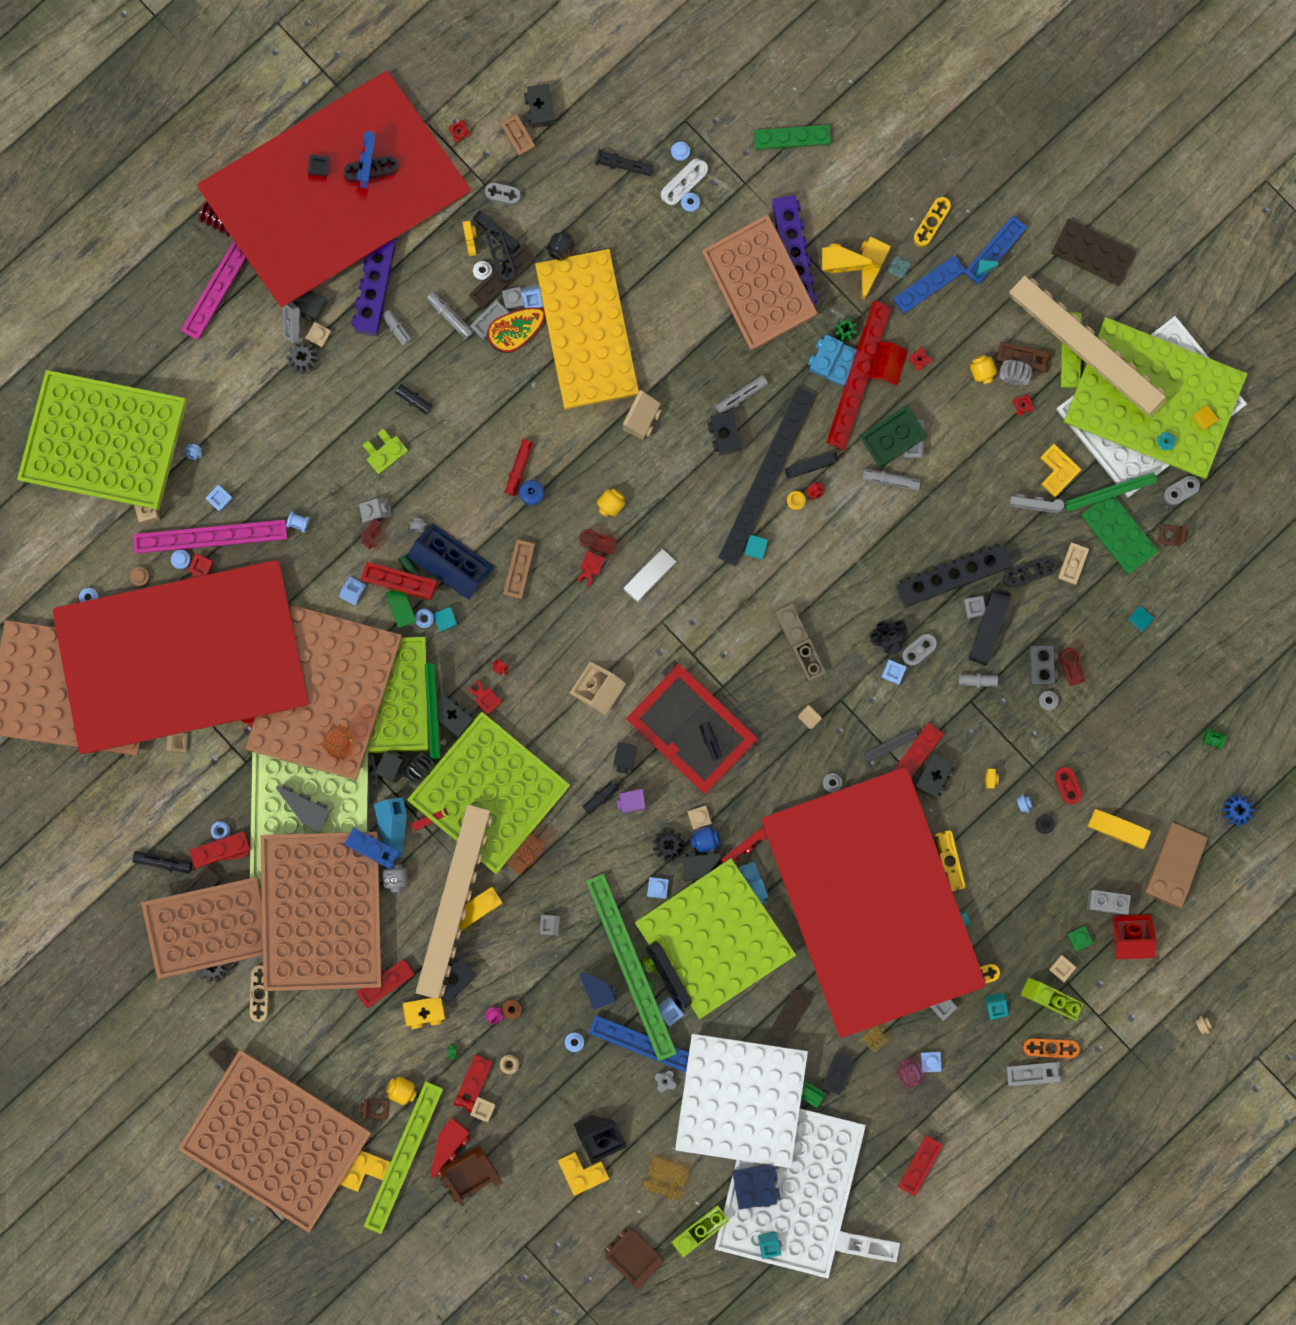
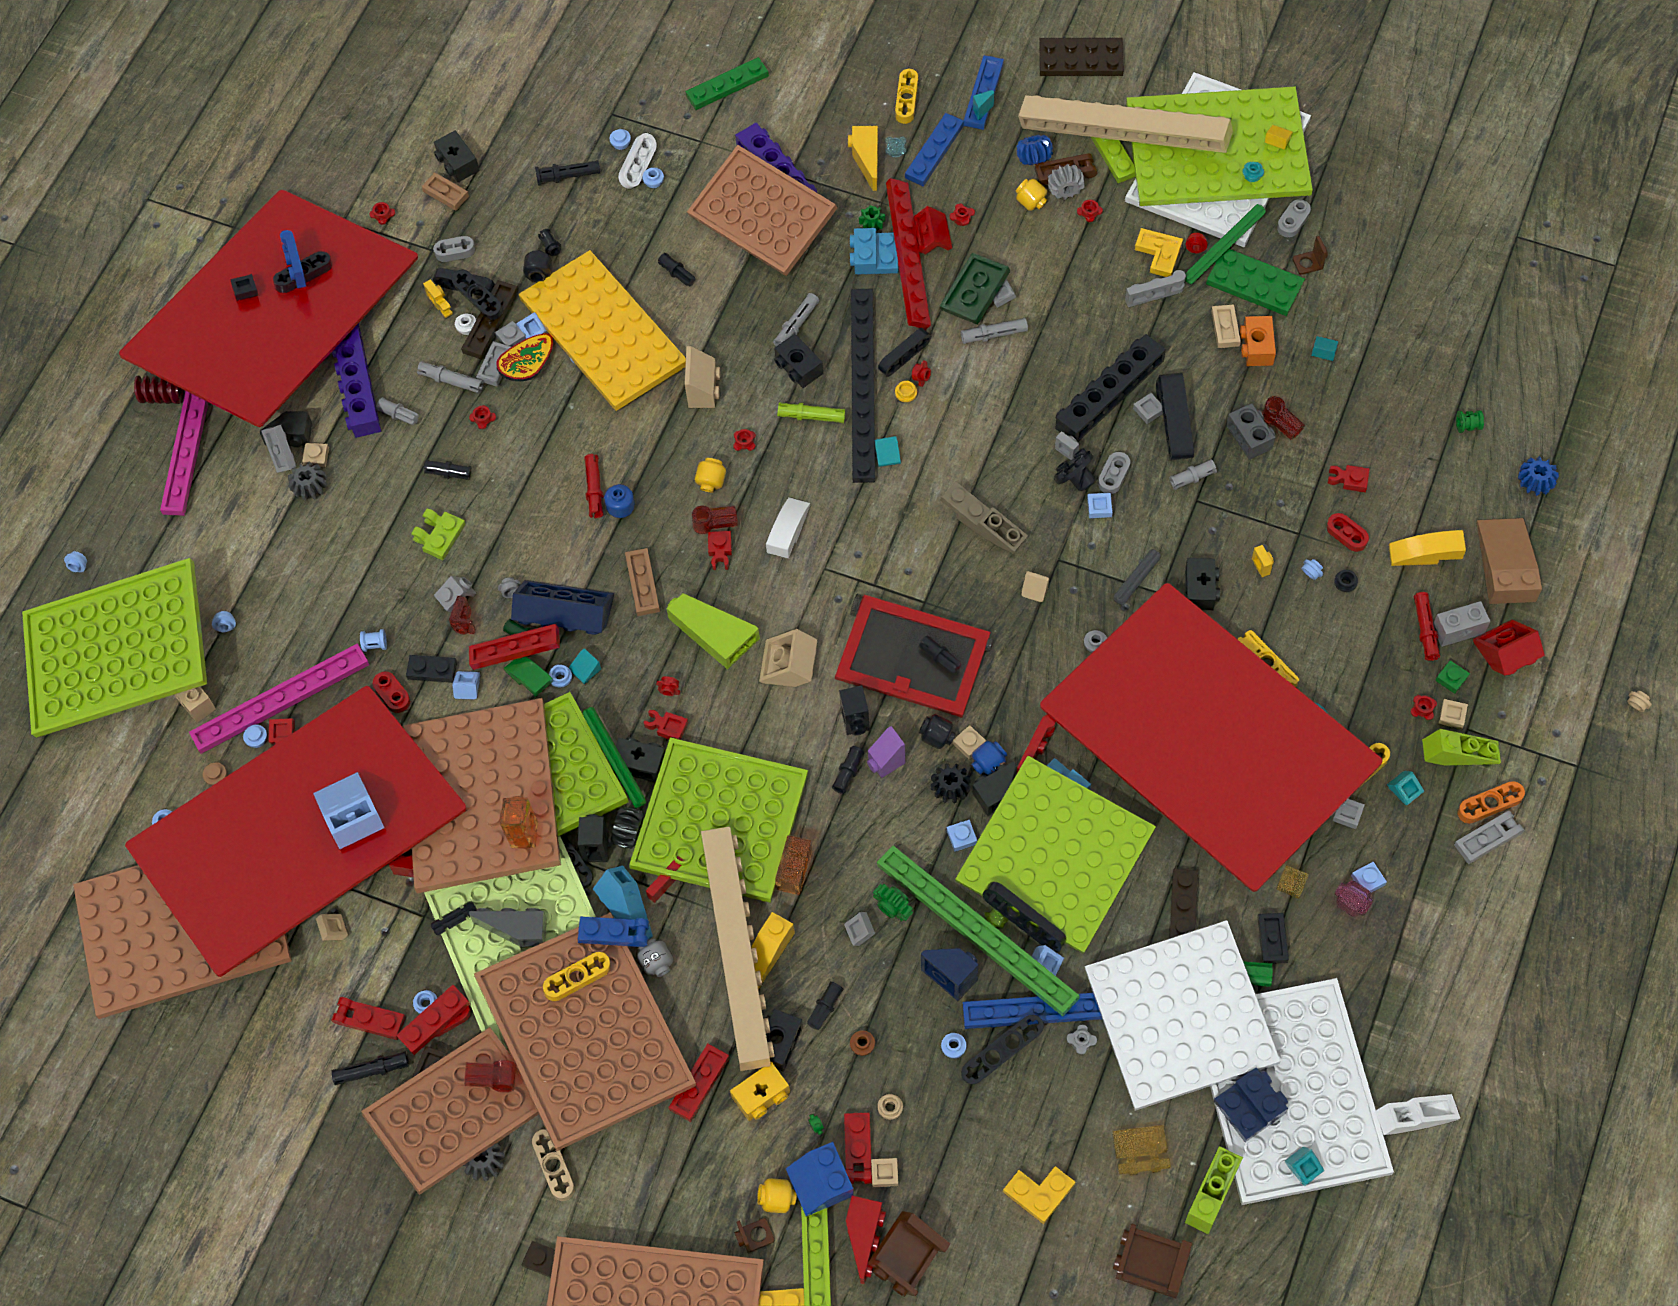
camera: 20 degrees left, 20 degrees down
(101, 344) = (75, 562): none -> light blue plate
(176, 823) = (369, 1018): none -> red plate
(219, 498) = (273, 655): light blue plate -> none
(221, 666) = (348, 810): none -> light blue slope
(243, 918) = (498, 1076): none -> clear red piece
(268, 780) = (453, 918): none -> black axle
(295, 569) = (390, 690): none -> red plate
(332, 565) = (431, 668): none -> black plate
(336, 864) = (557, 980): none -> yellow beam
(434, 1097) = (820, 1179): none -> blue slope
(460, 358) = (479, 412): none -> red plate
(494, 1015) = (845, 1058): dark pink plate -> none
(498, 969) = (824, 1005): none -> black axle
(555, 639) = (714, 630): none -> lime slope
(580, 225) = (552, 246): none -> black pin
(581, 919) = (892, 902): none -> green gear
(599, 1137) = (1039, 1137): black slope -> none
(605, 1061) = (1000, 1046): none -> black beam
(650, 477) = (741, 435): none -> red plate
(669, 301) = (676, 269): none -> black axle
(678, 800) = (937, 731): none -> black head
(714, 484) = (818, 413): none -> lime pin
(839, 259) = (839, 154): yellow slope -> none
(895, 609) = (1066, 445): none -> light grey plate
(920, 749) = (1171, 563): red plate -> none
(920, 1165) = (1423, 995): red plate -> none
(1006, 329) = (1034, 149): none -> blue gear
(1017, 581) = (1189, 345): black beam -> none
(1042, 702) = (1274, 466): light grey plate -> none
(1049, 952) = (1426, 701): none -> red plate
(1080, 898) = (1427, 635): none -> red pin
(1090, 477) = (1196, 243): none -> red plate
(1090, 601) = (1259, 329): none -> orange brick
(1098, 742) = (1353, 477): none -> red plate

